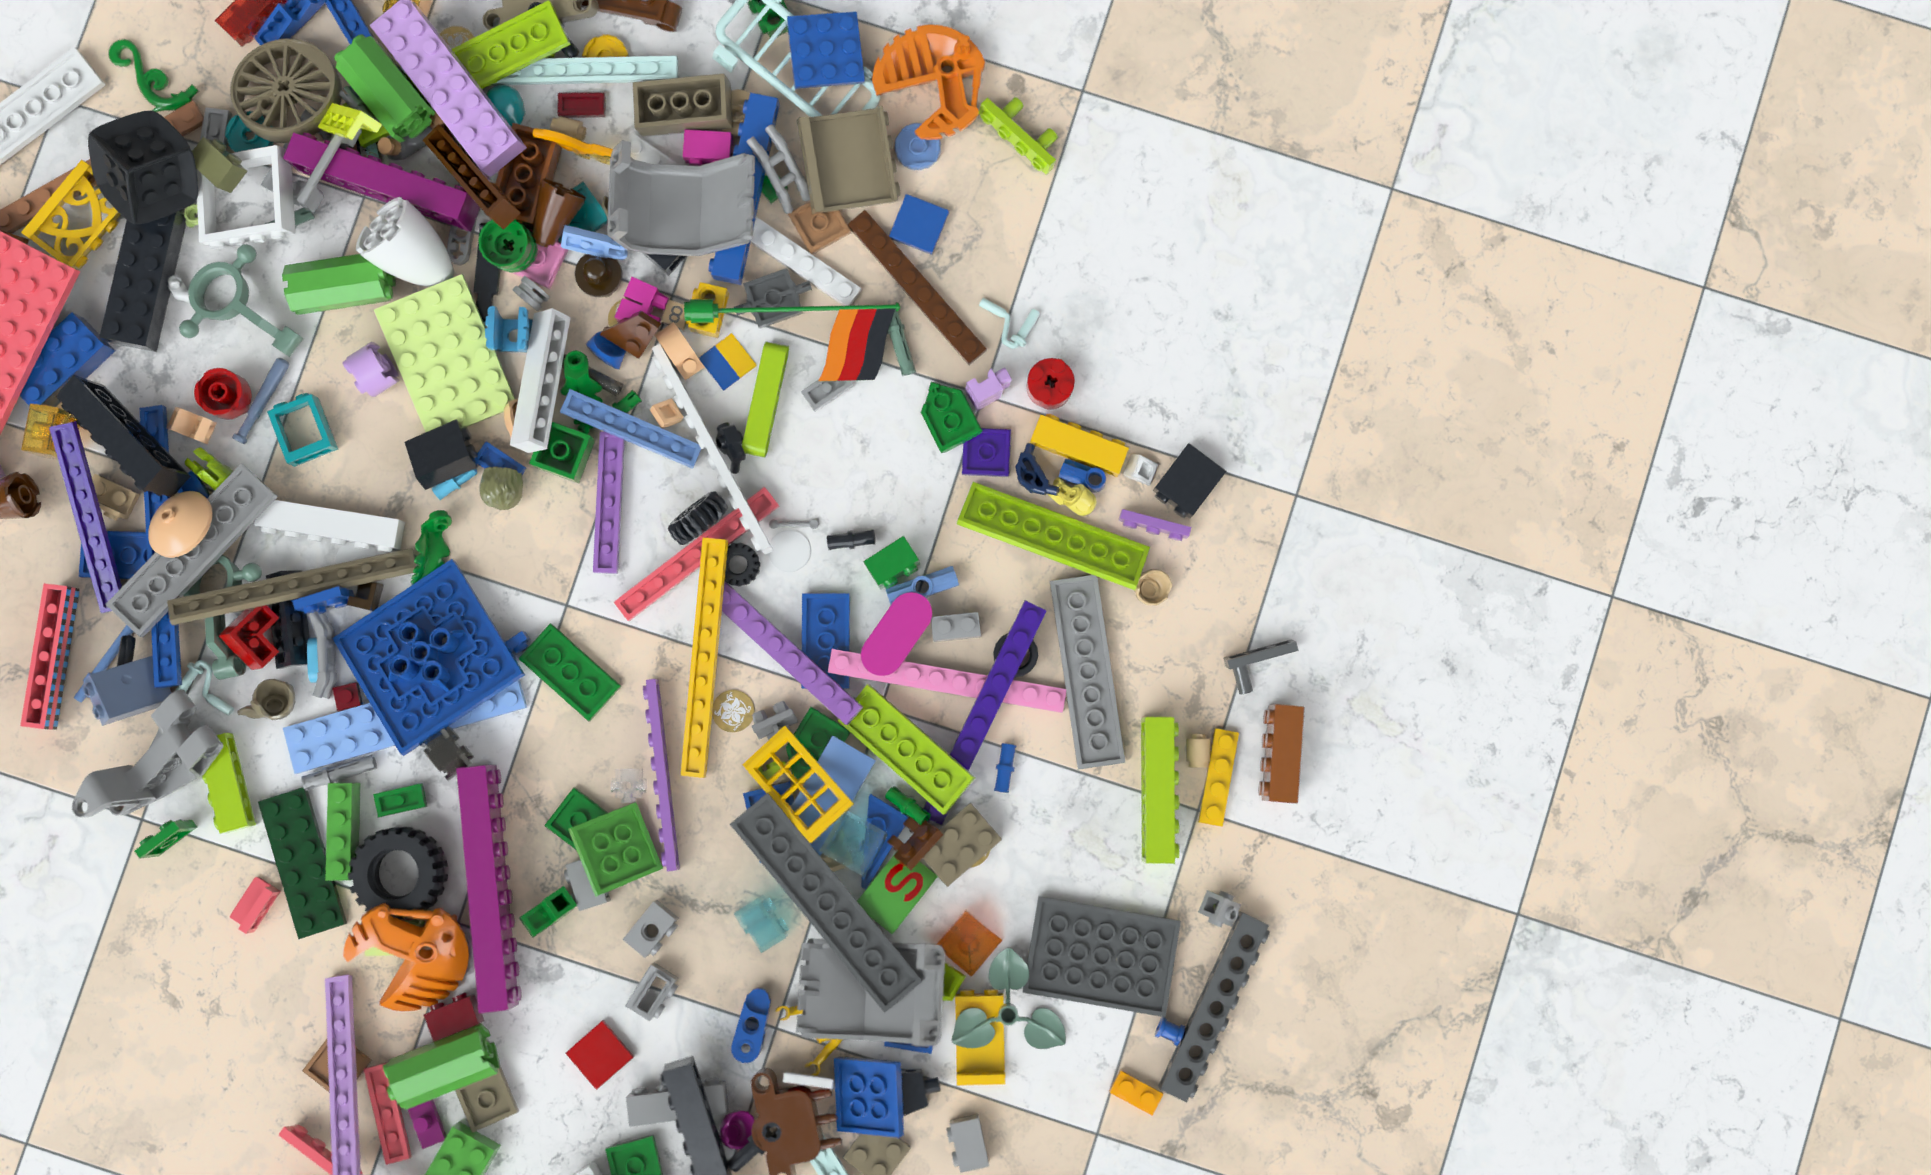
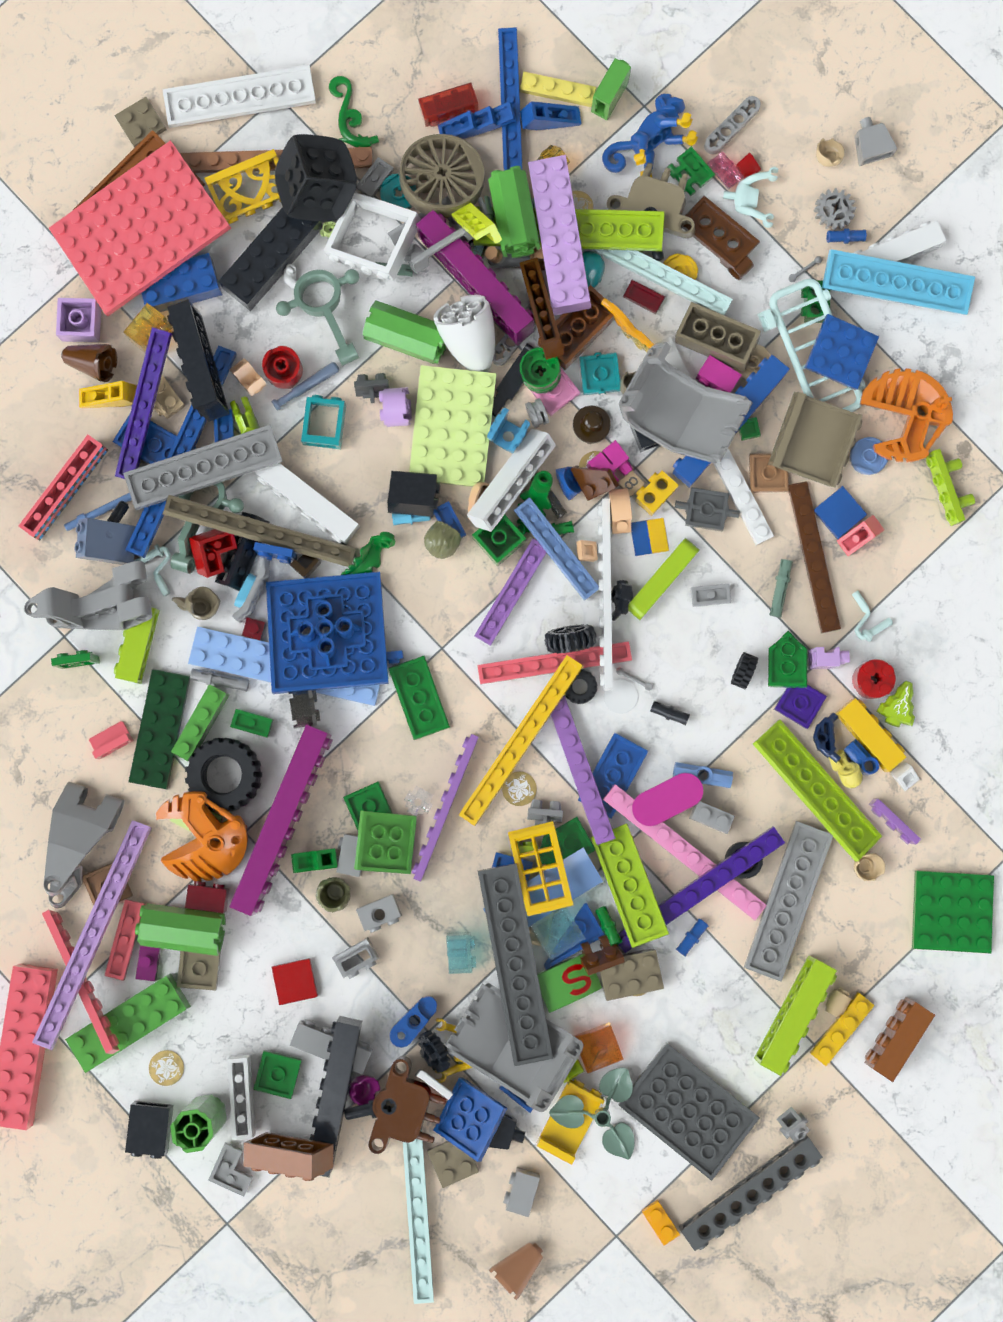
camera: 30 degrees right, 0 degrees up
(45, 529) = (107, 395): none -> yellow slope
(180, 524) = (205, 444): light nougat dish -> none
(218, 165) = (367, 204): olive brick -> none
(263, 1032) = (72, 836): none -> light grey piece
(332, 365) = (370, 388): none -> dark grey hips
(554, 210) = (586, 364): reddish brown cone -> none
(569, 127) = (627, 308): tan brick -> none
(589, 936) = (333, 894): none -> olive hair
(592, 243) = (600, 401): light blue hinge -> none
(769, 163) = (771, 430): light grey piece -> none
(790, 1045) = (434, 1051): none -> black gear
(854, 342) = (749, 572): flag -> none
(892, 563) = (691, 746): green brick -> none
(905, 450) = (744, 670): none -> black tyre
(953, 236) = (860, 535): none -> coral slope
(1093, 399) = (899, 707): none -> lime rock
(1169, 1031) = (709, 1192): blue bush -> none
(1188, 481) = (936, 804): black brick -> none
(1240, 661) = (903, 954): dark grey piece -> none
(1269, 586) = (953, 912): none -> green plate

